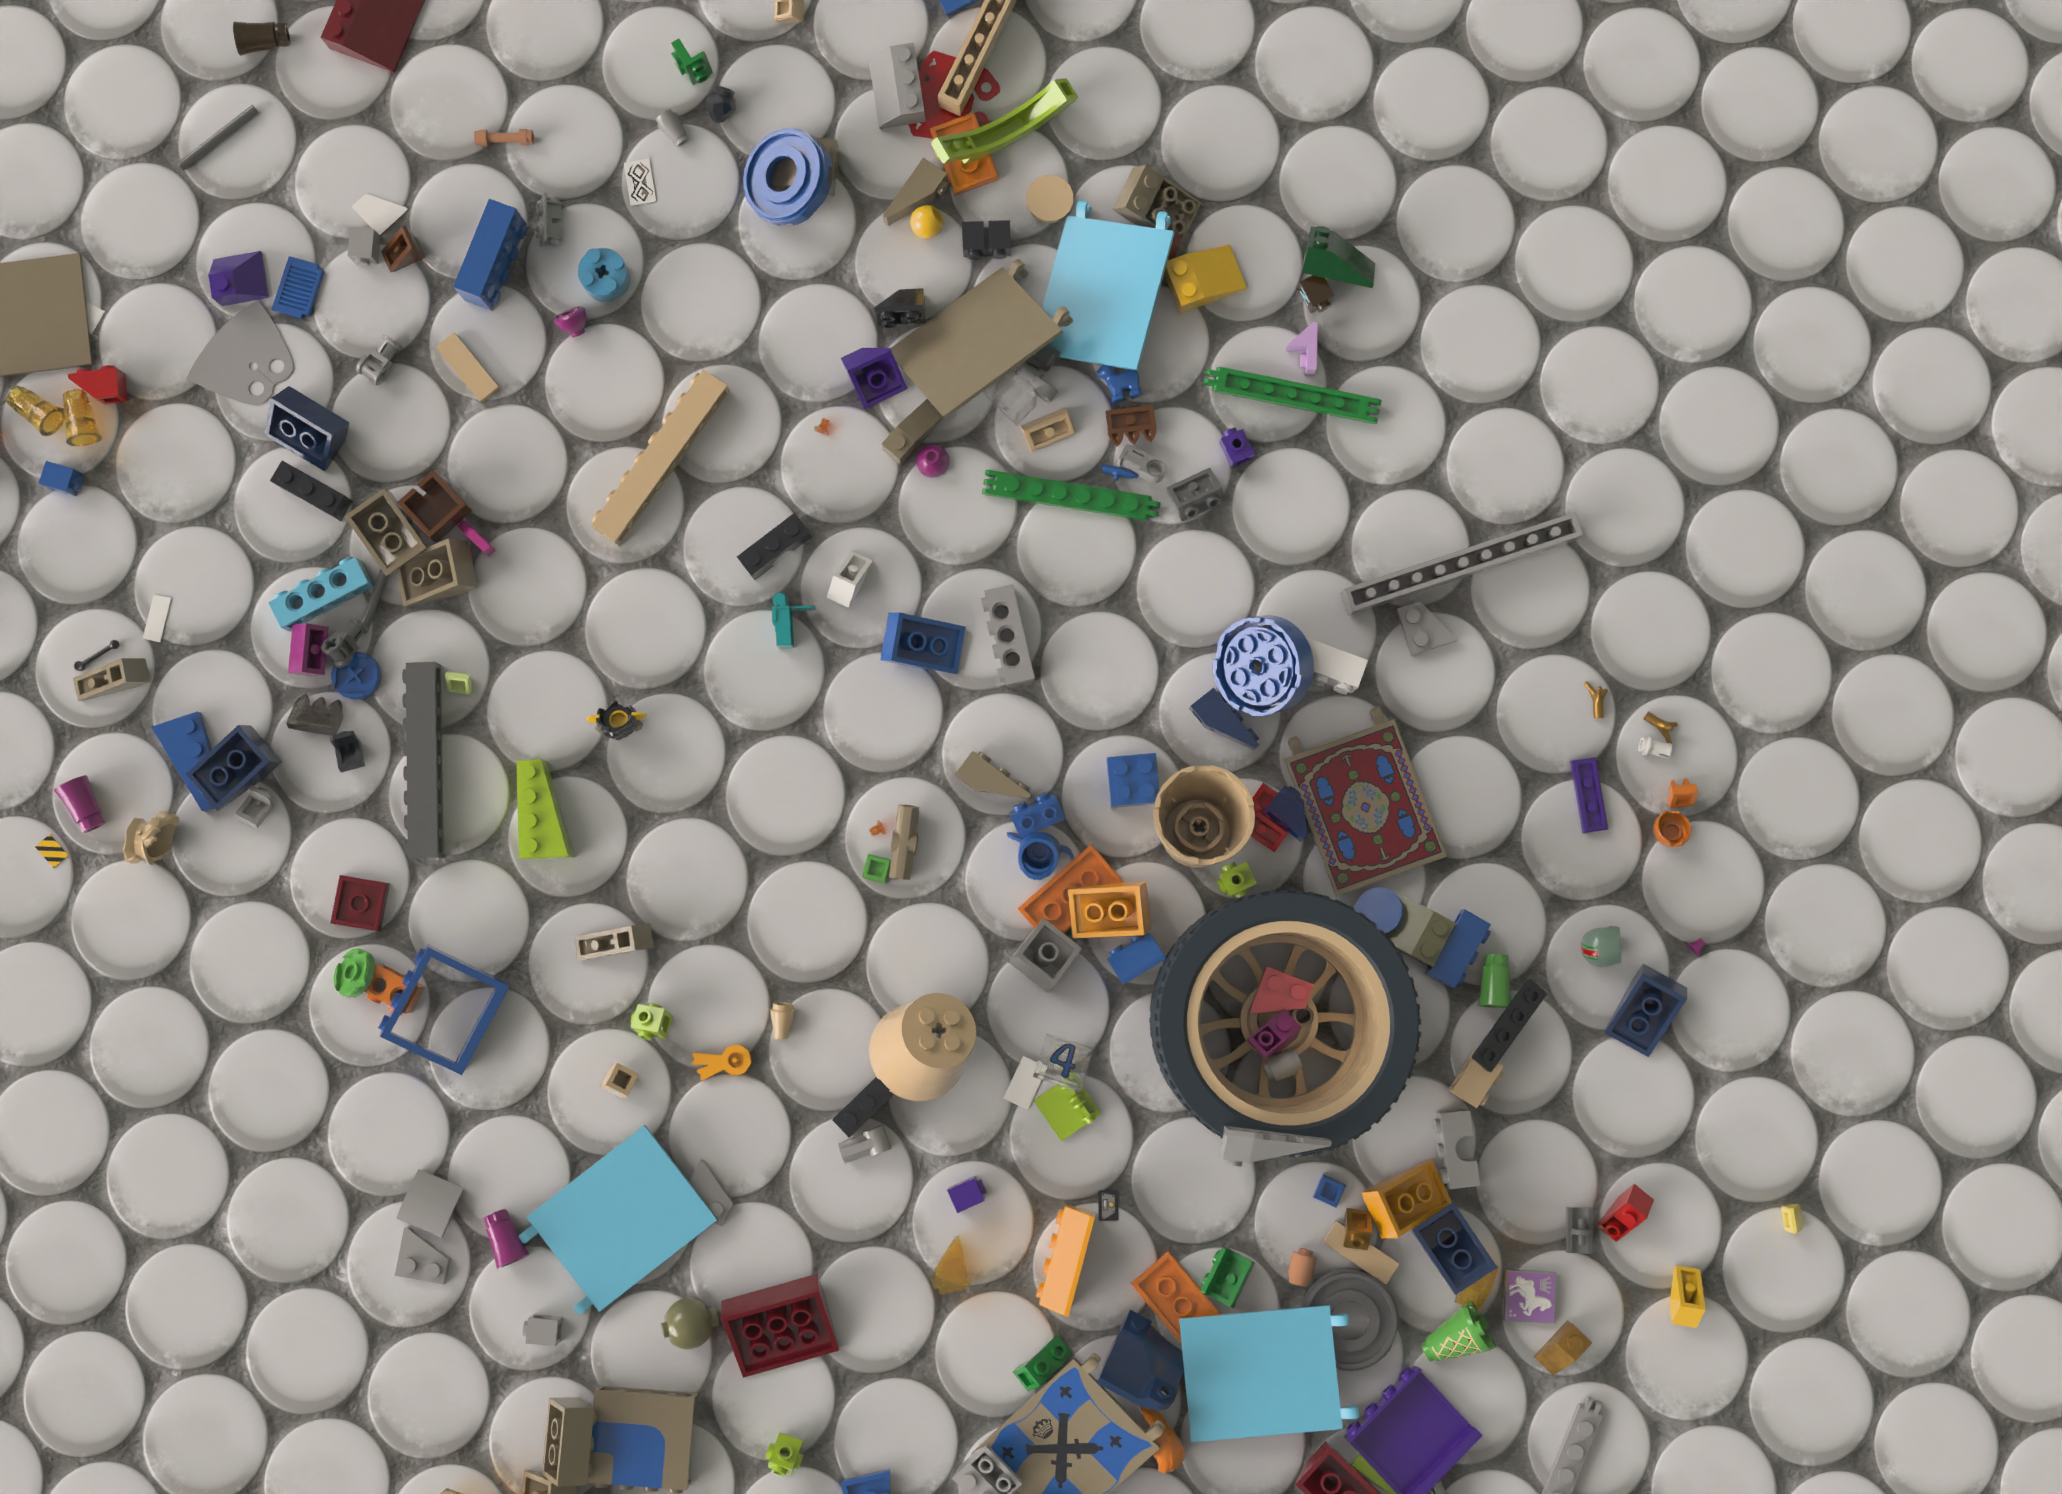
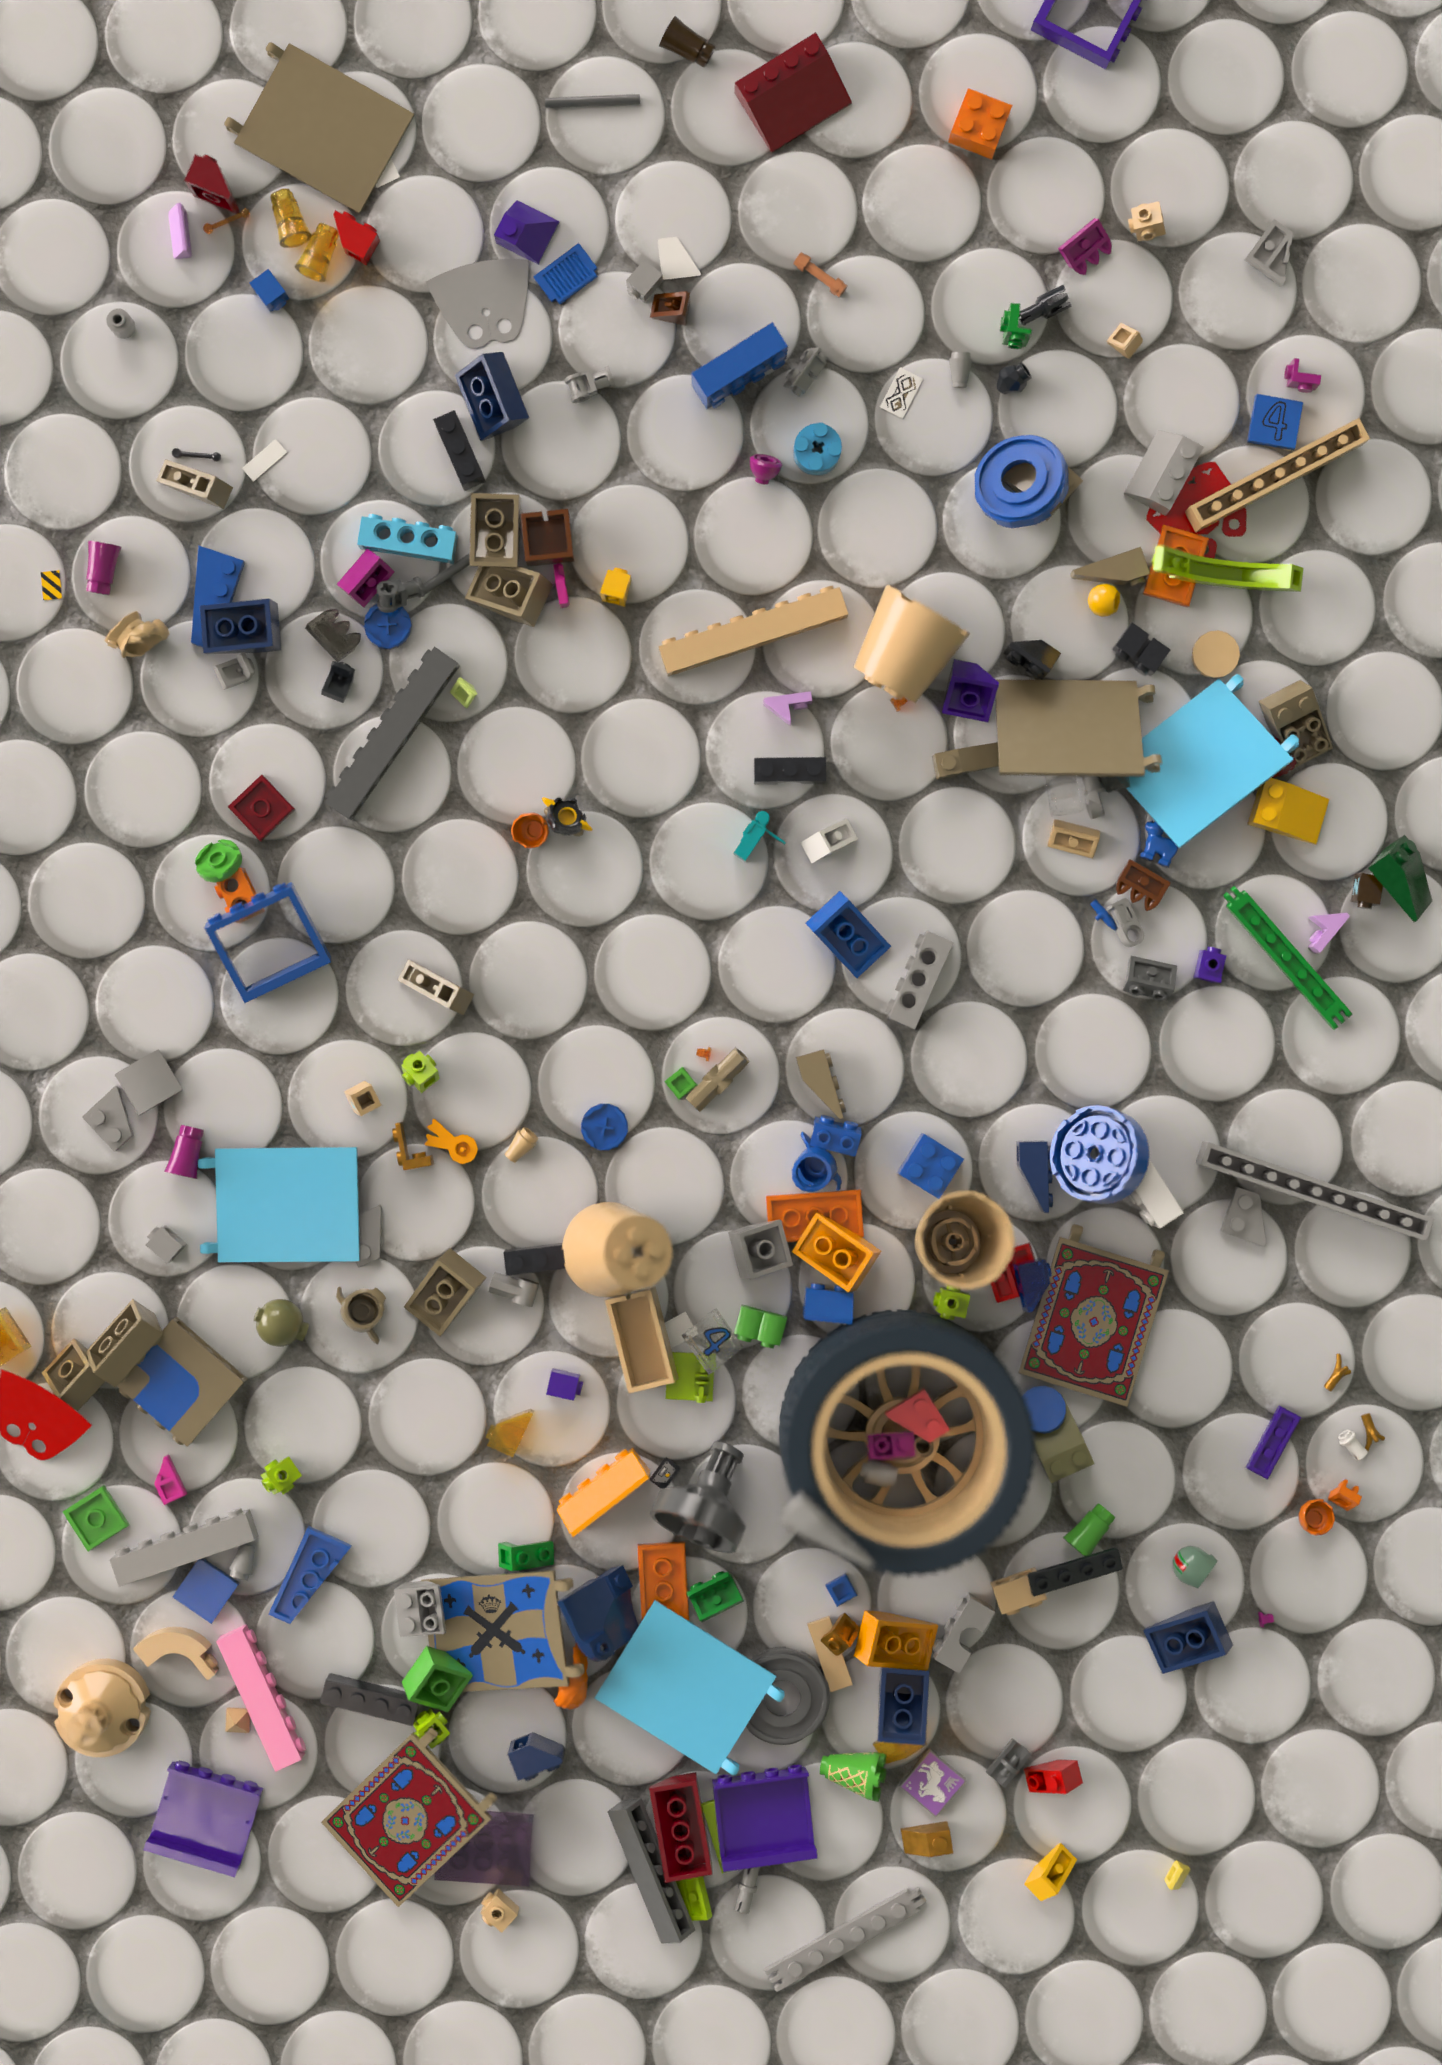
camera: 35 degrees right, 5 degrees up
(467, 367) = (654, 442): tan tile -> none
(521, 505) = (616, 587): none -> yellow slope
(539, 814) = (451, 844): lime wedge -> none
(596, 754) = (530, 830): none -> orange hair
(702, 31) = (1046, 306): none -> black arm
(704, 1097) = (418, 1159): none -> pearl gold bracket
(727, 498) = (780, 704): none -> lavender slope
(750, 1259) = (362, 1310): none -> dark tan piece
(779, 1325) = (347, 1375): dark red slope -> none
(792, 372) = (907, 646): none -> tan cone
(808, 1191) = (444, 1291): none -> dark tan slope
(840, 952) = (604, 1126): none -> blue tile
(932, 460) = (964, 795): magenta brick -> none
(1002, 1105) = (642, 1340): none -> tan piece
(1070, 495) = (1051, 904): green hinge -> none
(1093, 1019) = (760, 1325): none -> bright green brick
(1159, 1211) = (702, 1509): none -> dark grey piece
(1301, 1267) = (776, 1631): nougat brick -> none
(1459, 949) = (1082, 1485): blue brick -> none

